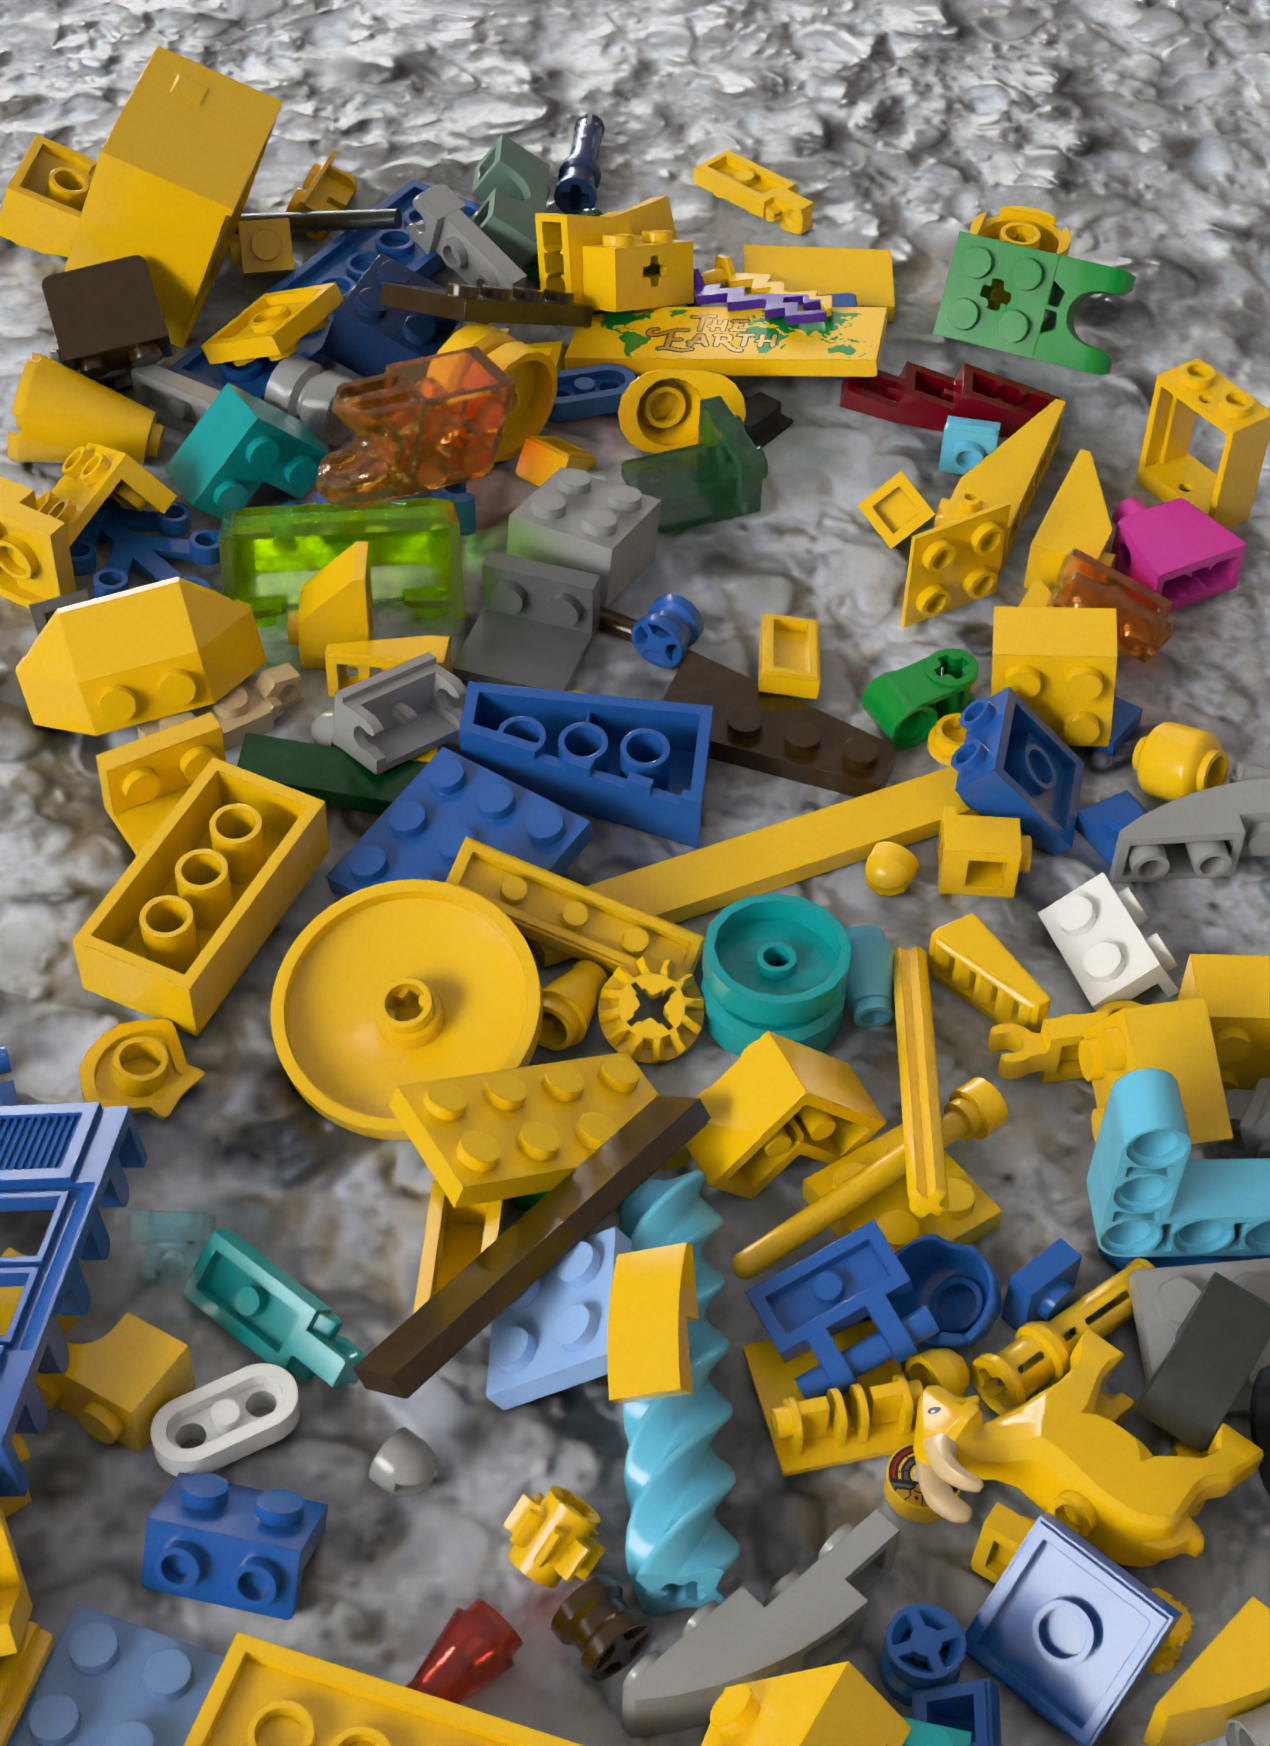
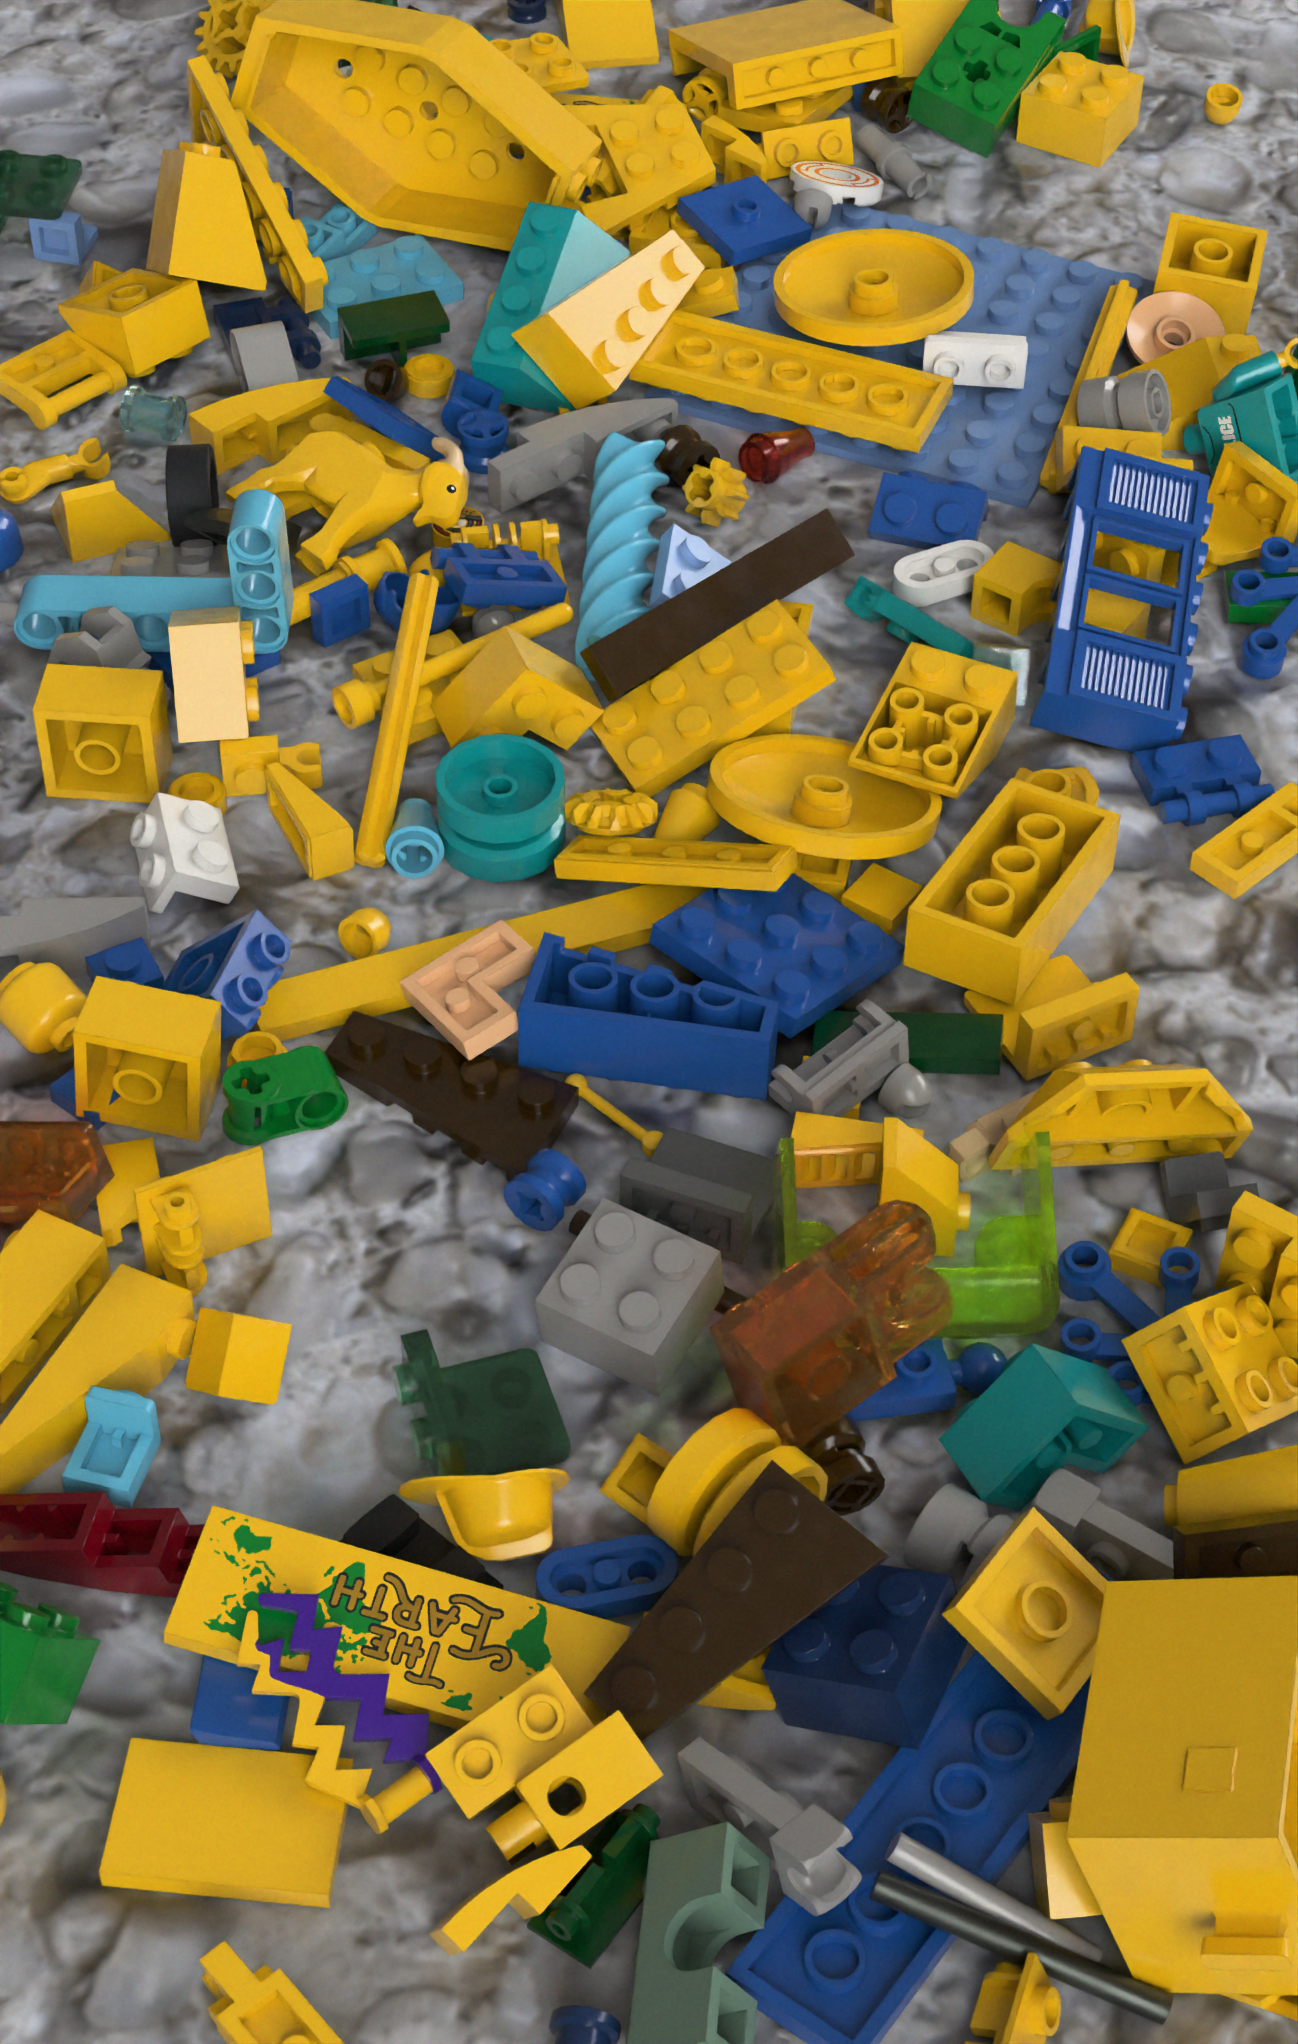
camera: 175 degrees left, 0 degrees up
(265, 1126) = (938, 721): none -> yellow slope
(340, 228) = (981, 1895): none -> light grey bar
(647, 1324) = (642, 525): yellow slope -> none
(774, 781) = (462, 986): none -> light nougat plate
(789, 656) = (414, 1162): yellow tile -> none
(980, 854) = (294, 915): yellow brick -> none

